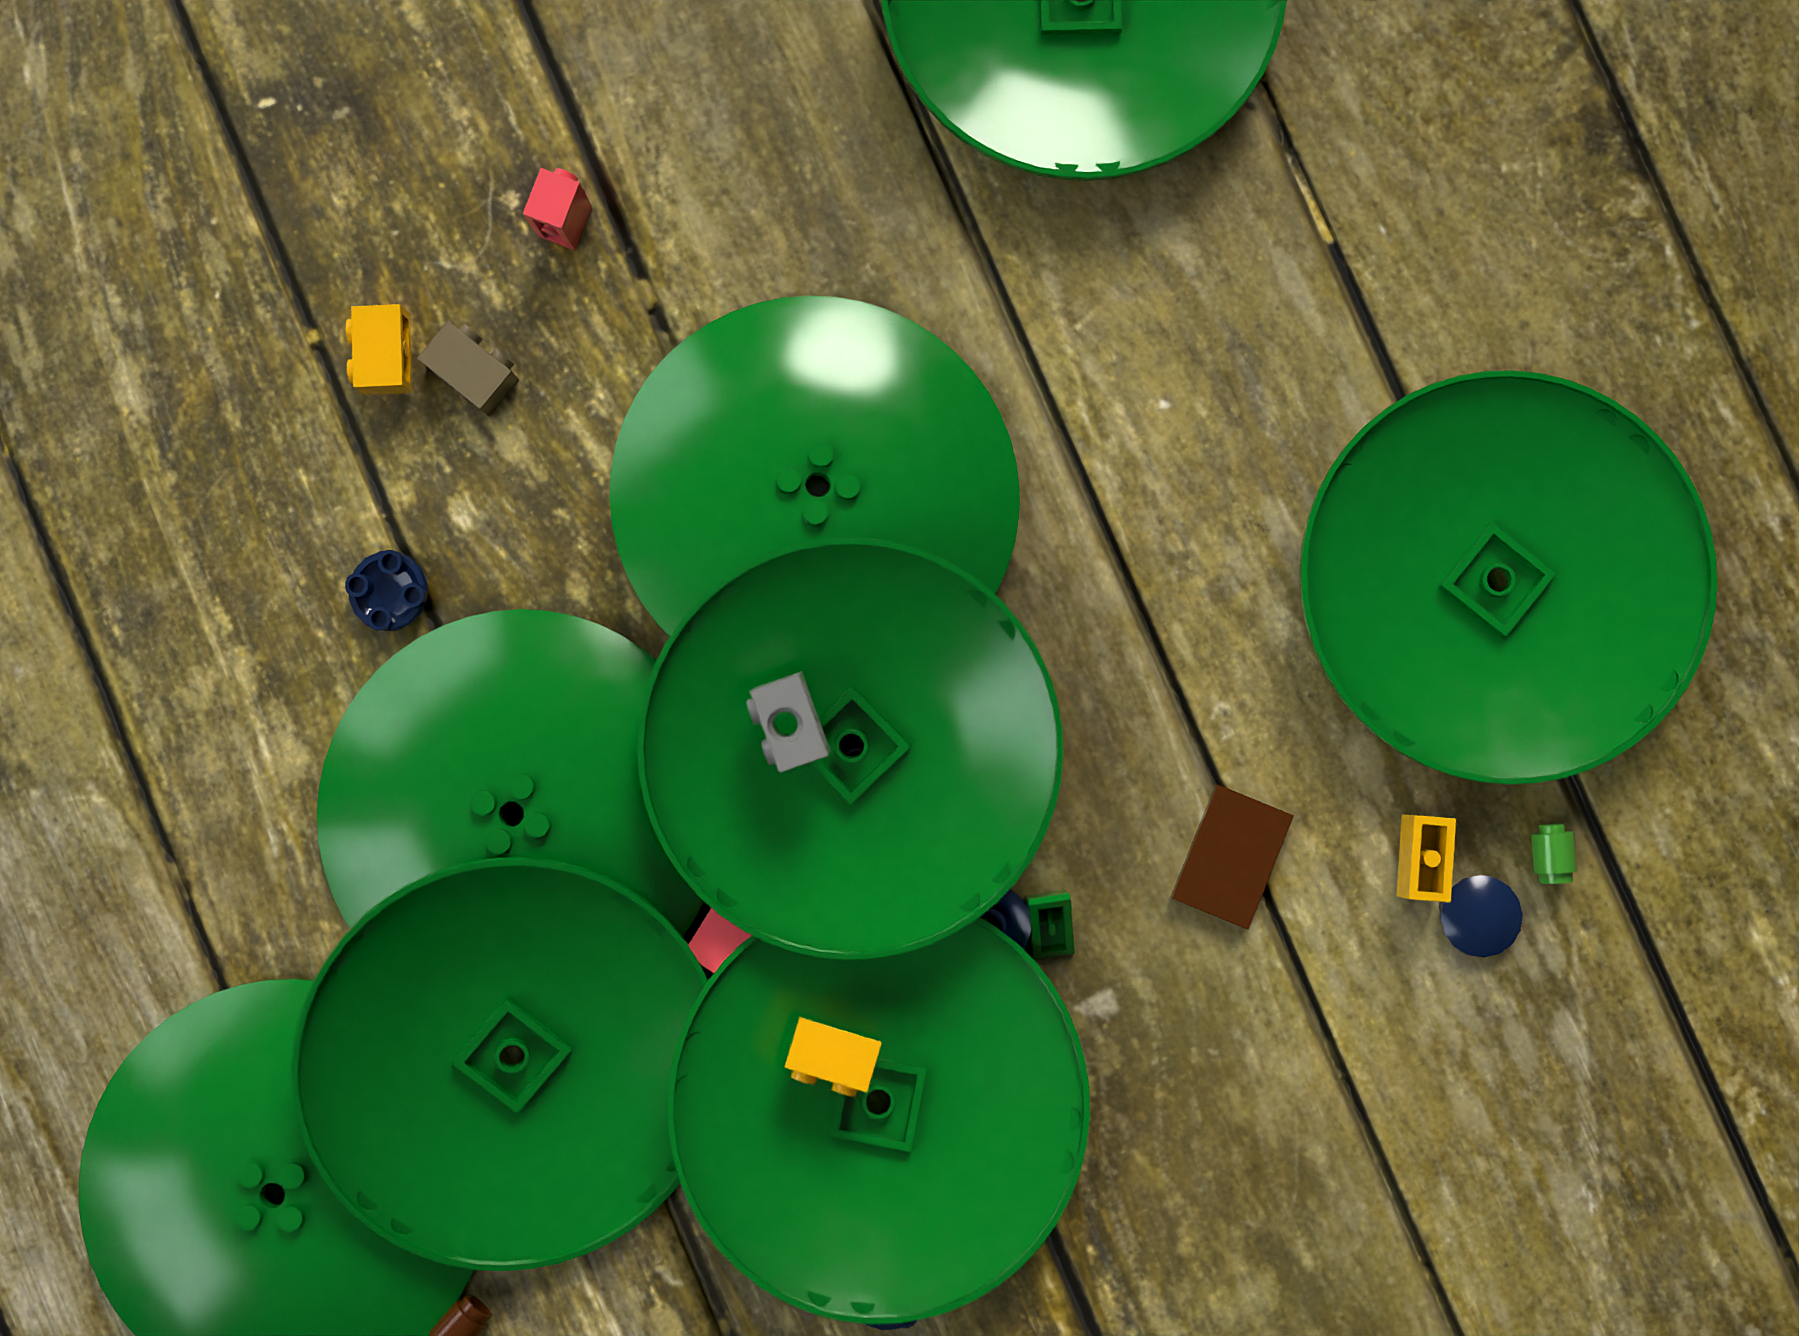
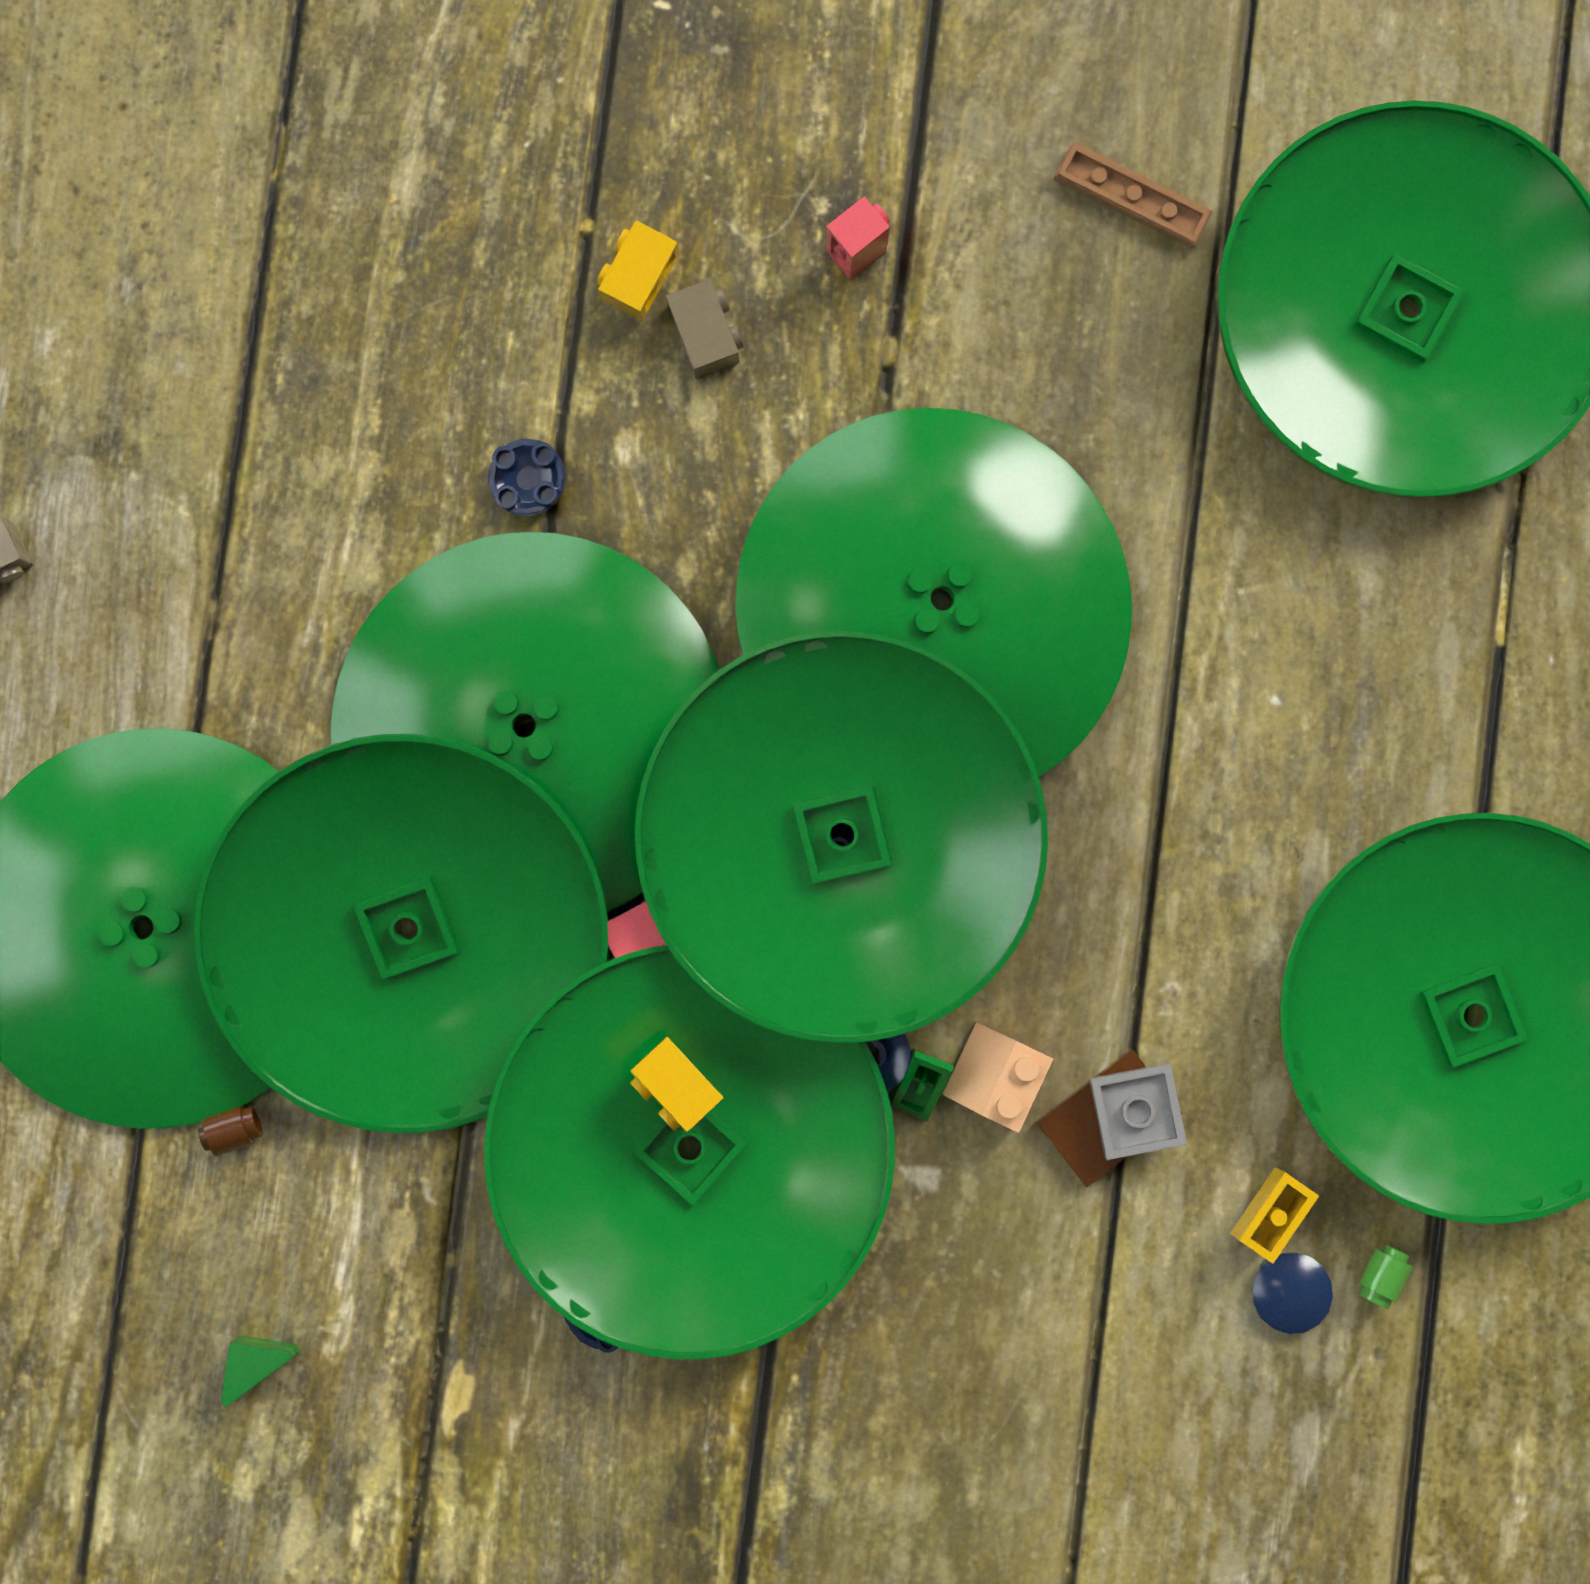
camera: 30 degrees right, 0 degrees up
(780, 32) = (1133, 195): none -> medium nougat tile
(791, 696) = (815, 761): light grey brick -> none
(1113, 878) = (997, 1077): none -> light nougat slope
(1254, 836) = (1137, 1111): none -> light grey plate

